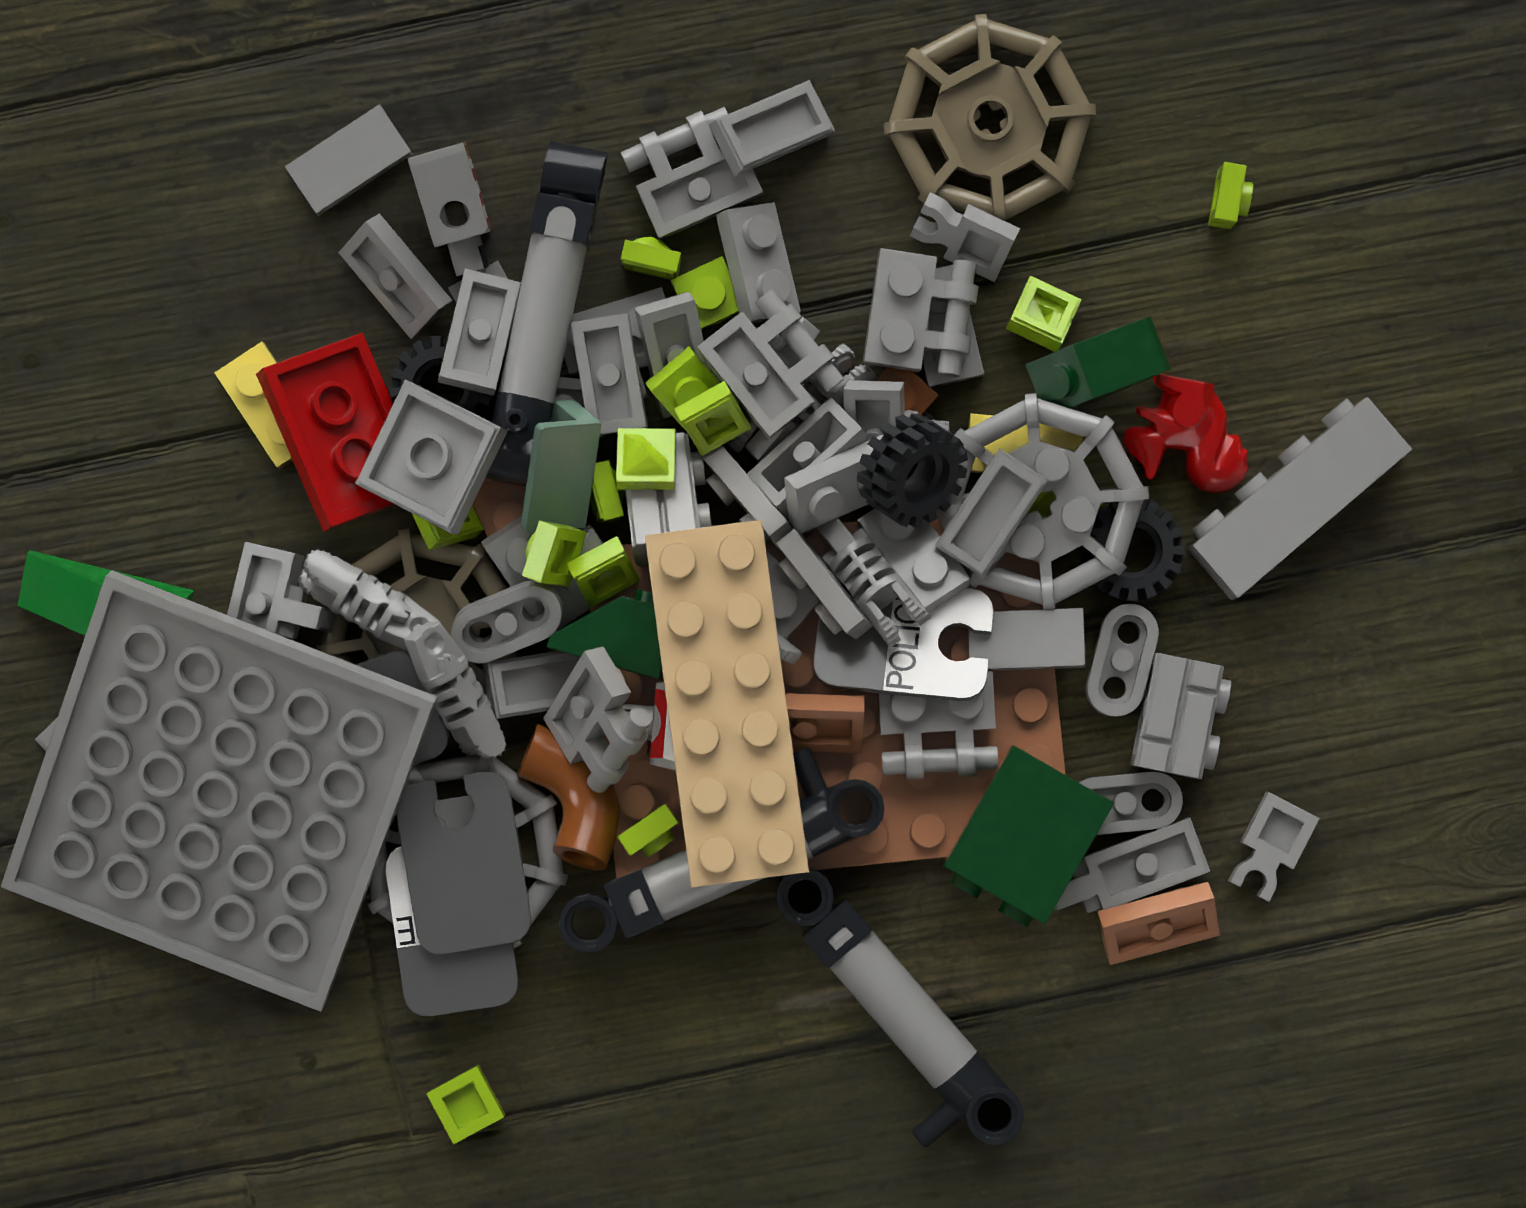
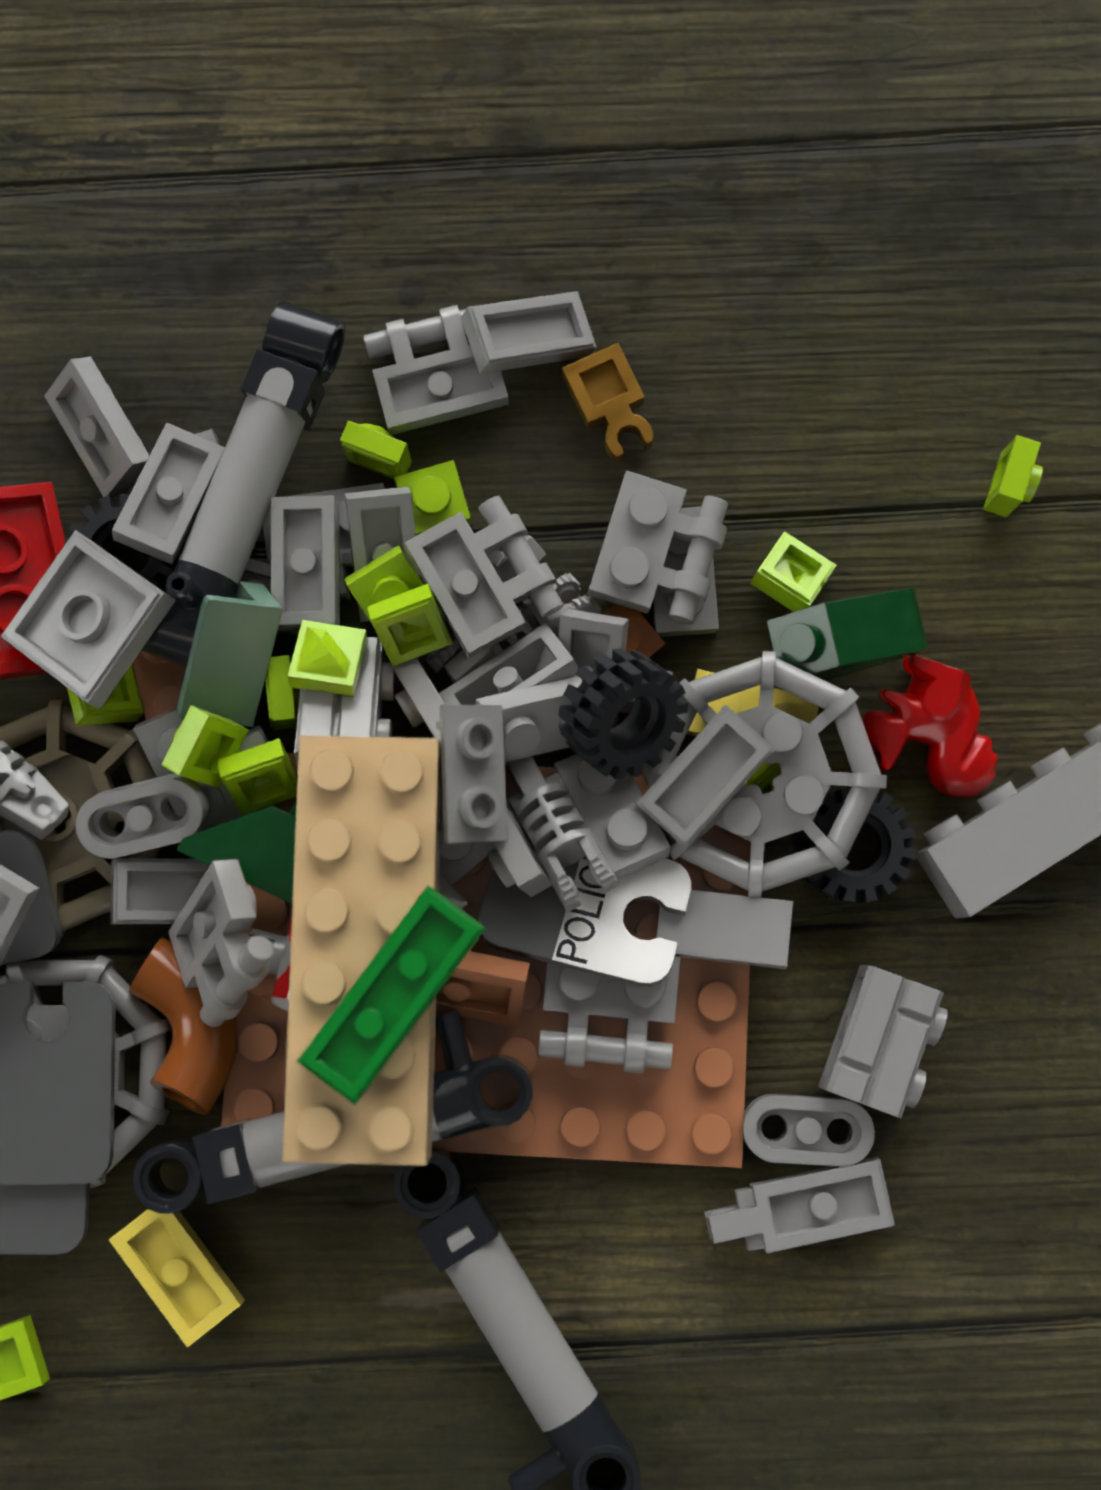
camera: 15 degrees right, 5 degrees down
(348, 160) = (73, 302): light grey tile -> none
(448, 177) = (162, 328): light grey torso -> none
(460, 700) = (68, 883): light grey hinge -> none
(600, 1006) = (177, 1273): none -> light yellow plate
(651, 832) = (258, 1083): lime plate -> none
(756, 257) = (490, 462): light grey plate -> none
(760, 736) = (391, 995): none -> green tile
(793, 543) = (473, 773): none -> light grey hinge
(849, 172) = (606, 394): none -> pearl gold plate
(968, 236) = (726, 475): light grey plate -> none
(999, 87) = (748, 392): dark tan plate -> none
(1026, 837) = (691, 1157): dark green brick -> none
(1121, 660) = (830, 969): light grey plate -> none
(1159, 923) = (828, 1275): nougat plate -> none
(1276, 836) = (975, 1195): light grey plate -> none

